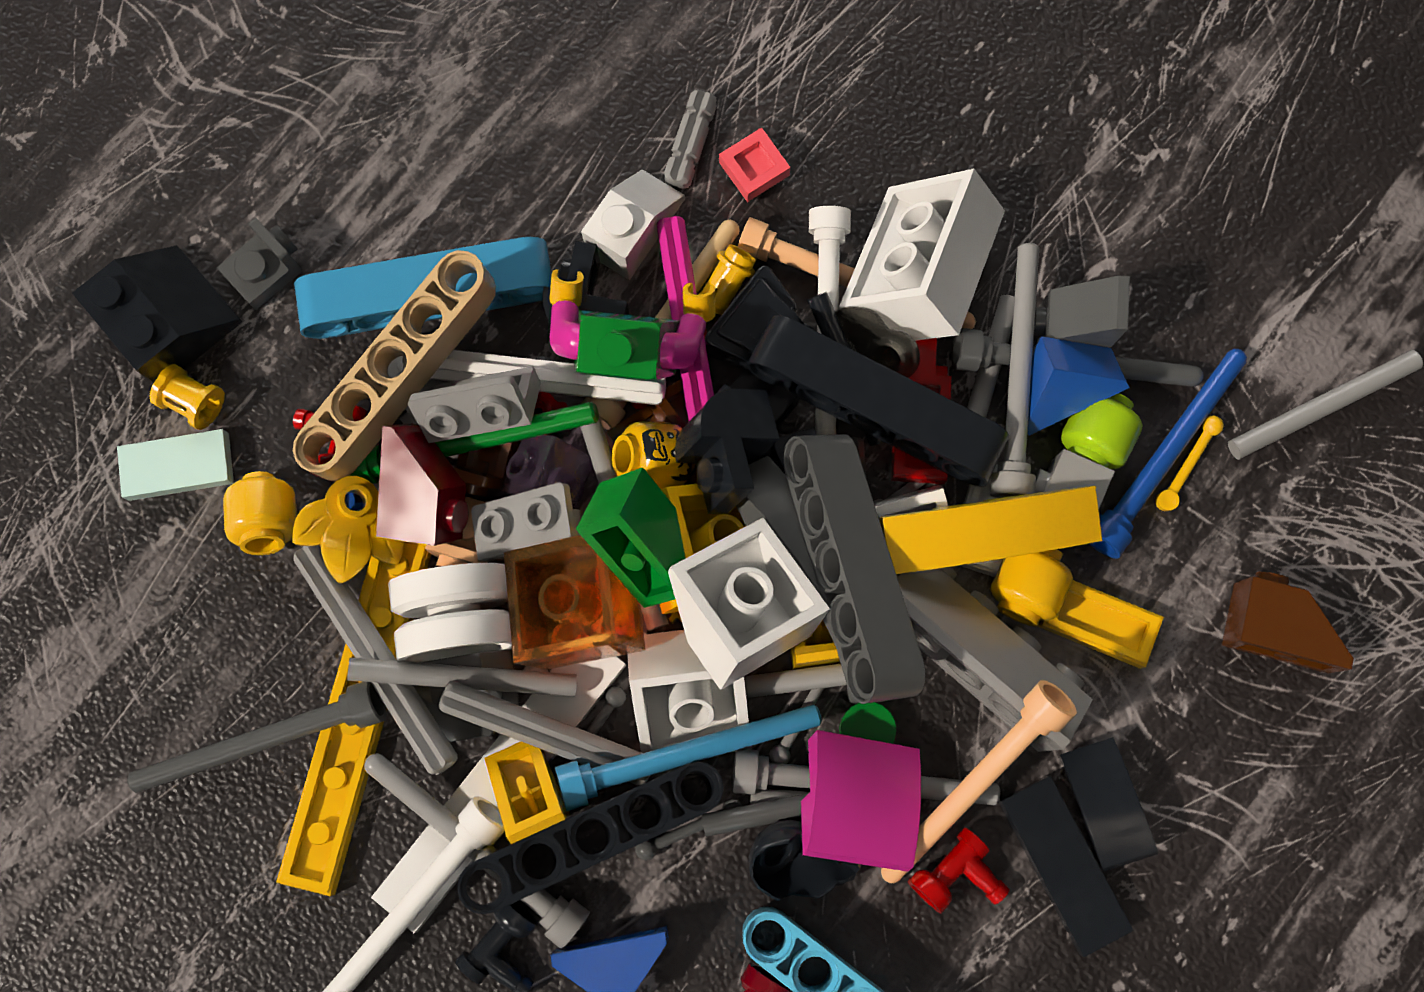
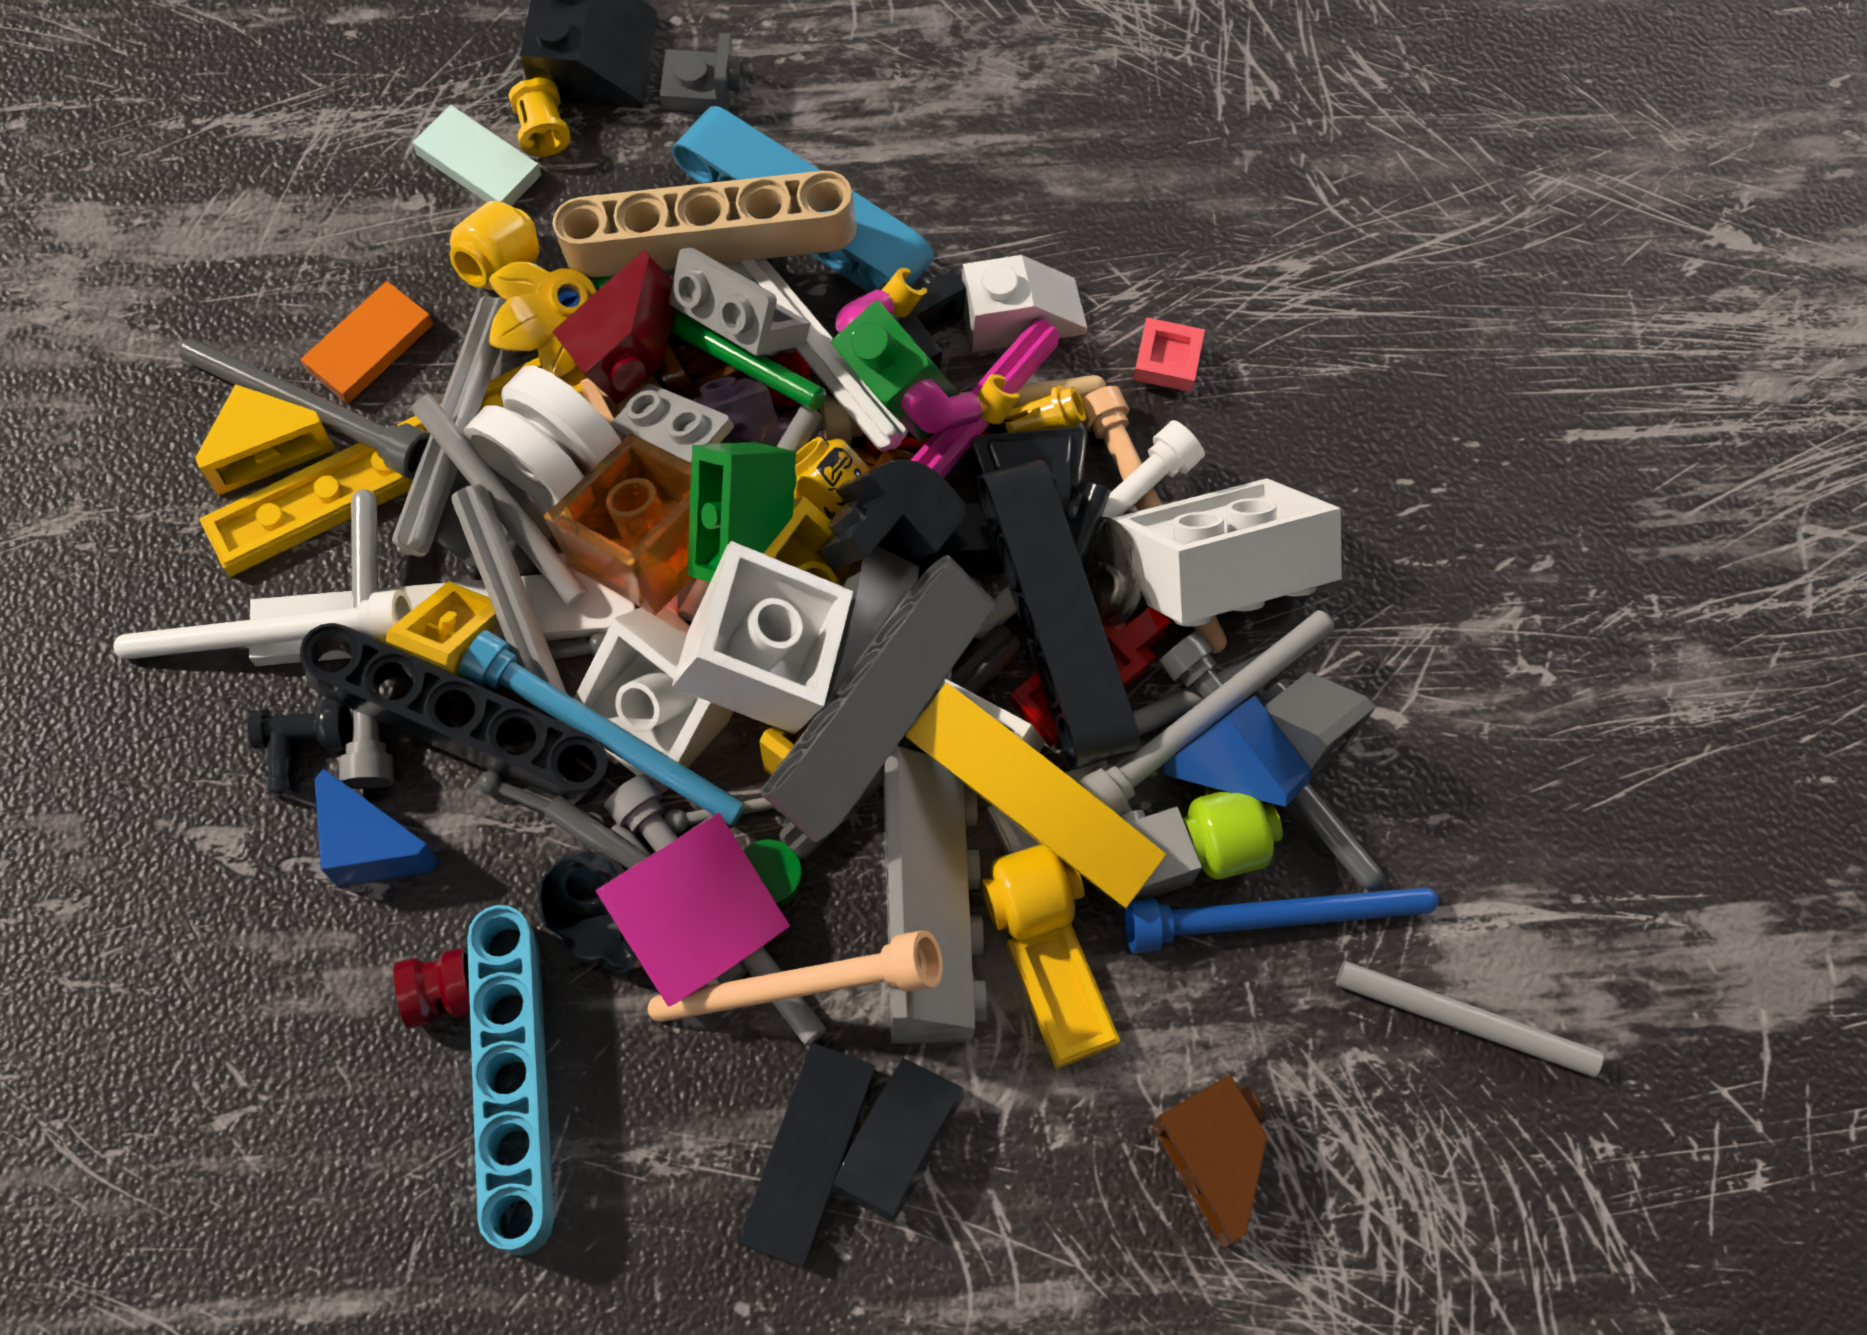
camera: 40 degrees right, 10 degrees down
(247, 658) = (367, 342): none -> orange tile
(254, 793) = (259, 438): none -> yellow slope
(690, 139) = (1139, 290): light grey axle -> none
(794, 680) = (756, 775): light grey bar -> none
(965, 859) = (729, 1056): red piece -> none
(1169, 499) = (1235, 954): yellow hinge -> none

